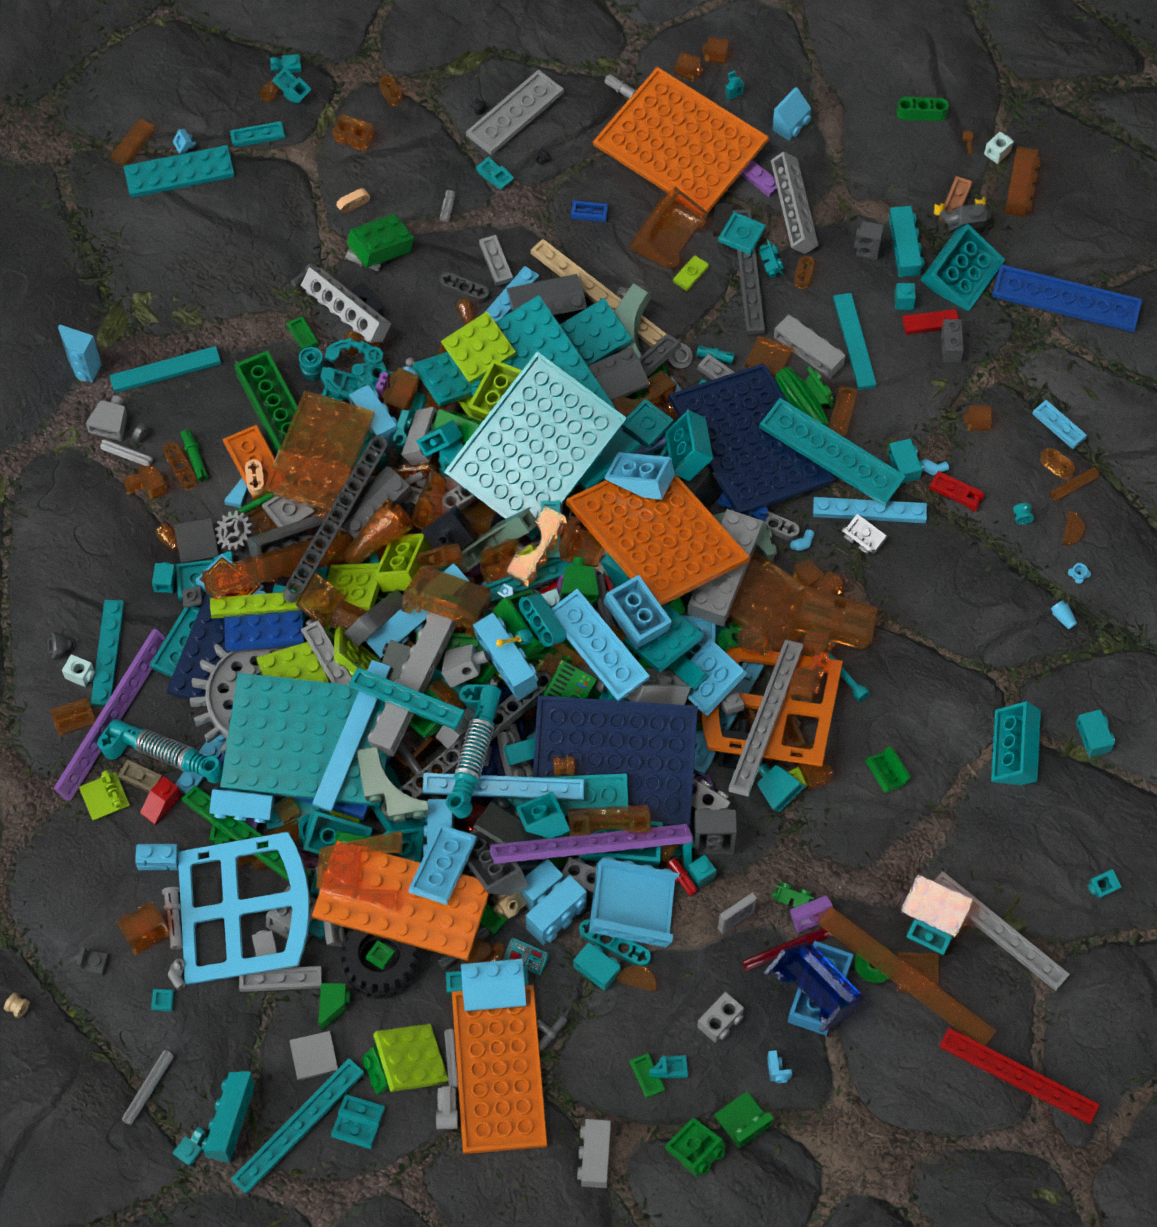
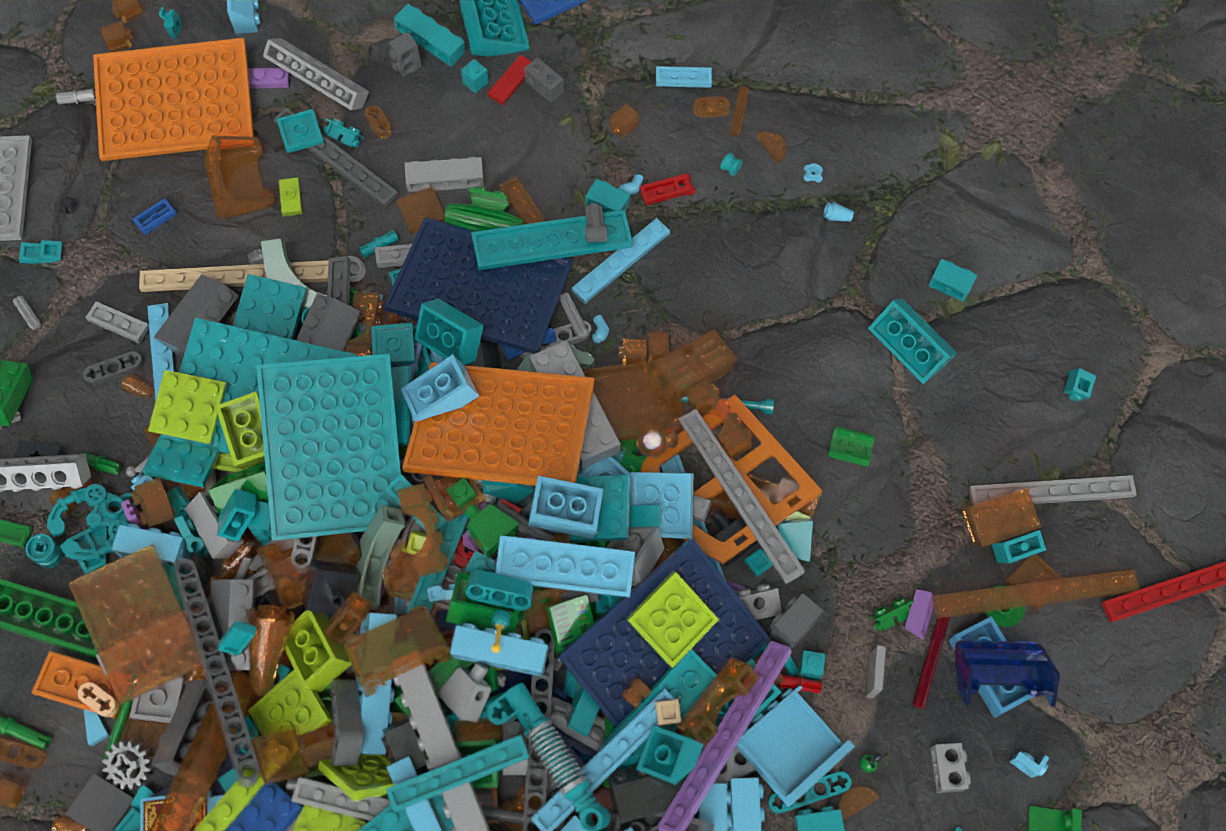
camera: 50 degrees left, 5 degrees up
(364, 508) = (236, 638): none -> teal tile
(397, 340) = (100, 463): none -> green axle
(570, 793) = (667, 712): none -> tan tile
(586, 548) = (461, 493): none -> green plate
(632, 743) = (672, 619): none -> lime plate
(673, 962) = (866, 764): none -> green hinge
(793, 515) = (573, 315): none -> light grey axle
(854, 341) = (472, 142): teal tile -> none
(865, 534) = (639, 281): bracket -> none
(868, 468) = (595, 228): none -> dark grey piece

